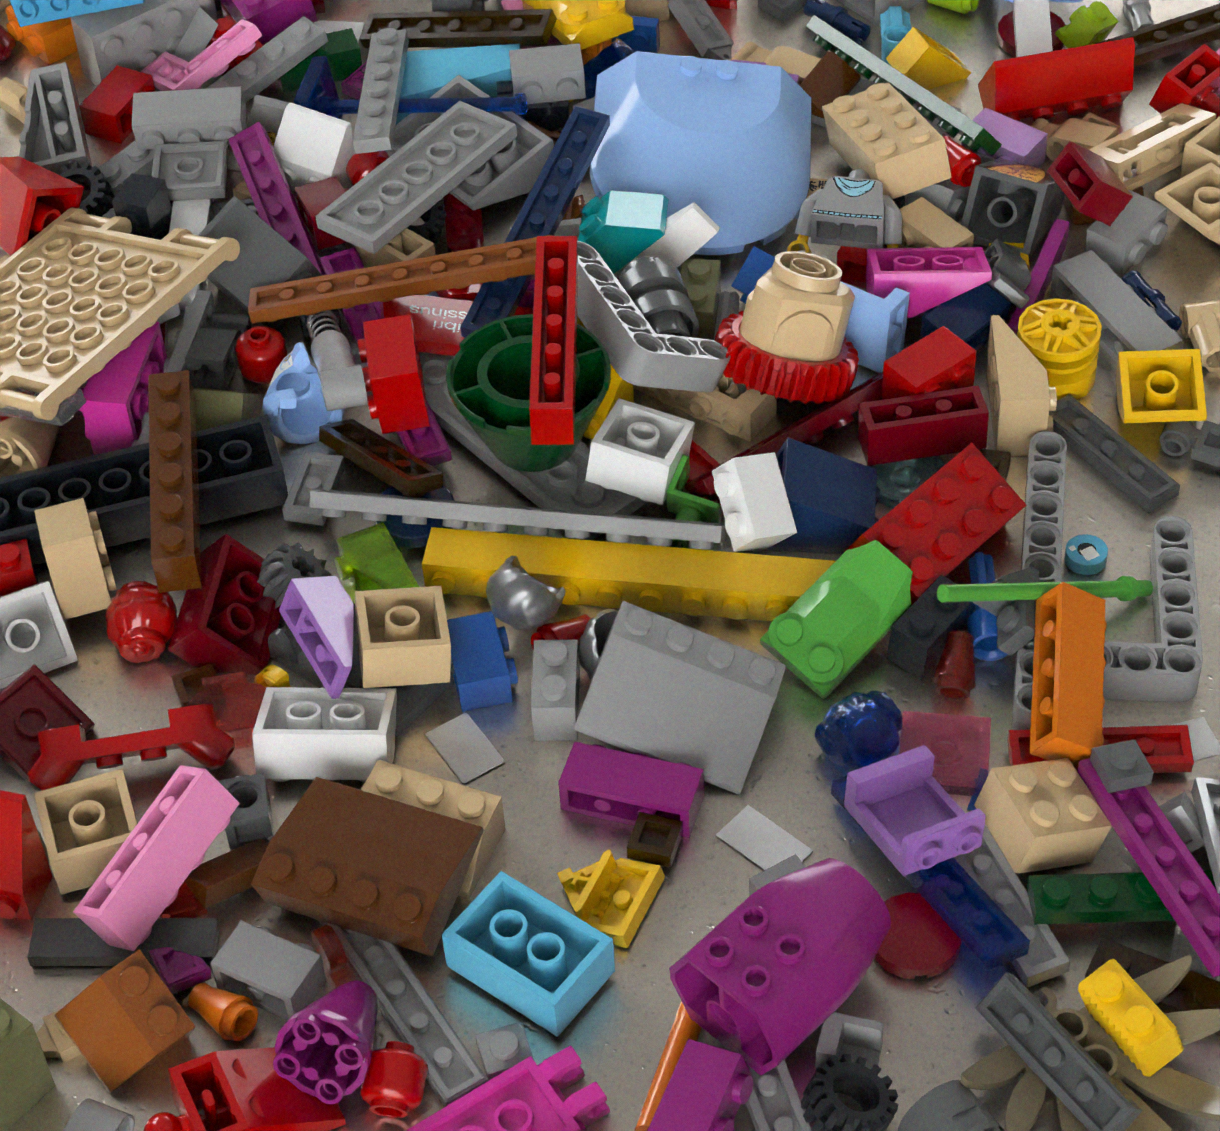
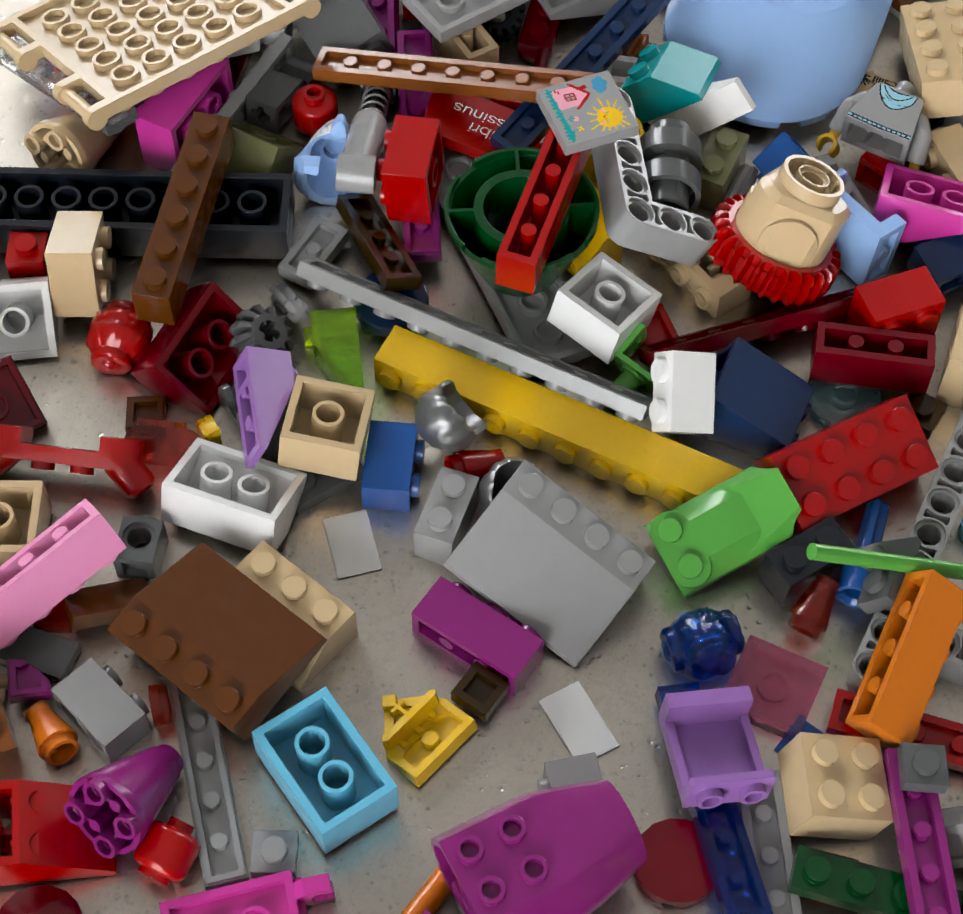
camera: 15 degrees right, 10 degrees up
(309, 537) = (288, 302): none -> light grey axle
(567, 259) = (587, 112): none -> light grey tile

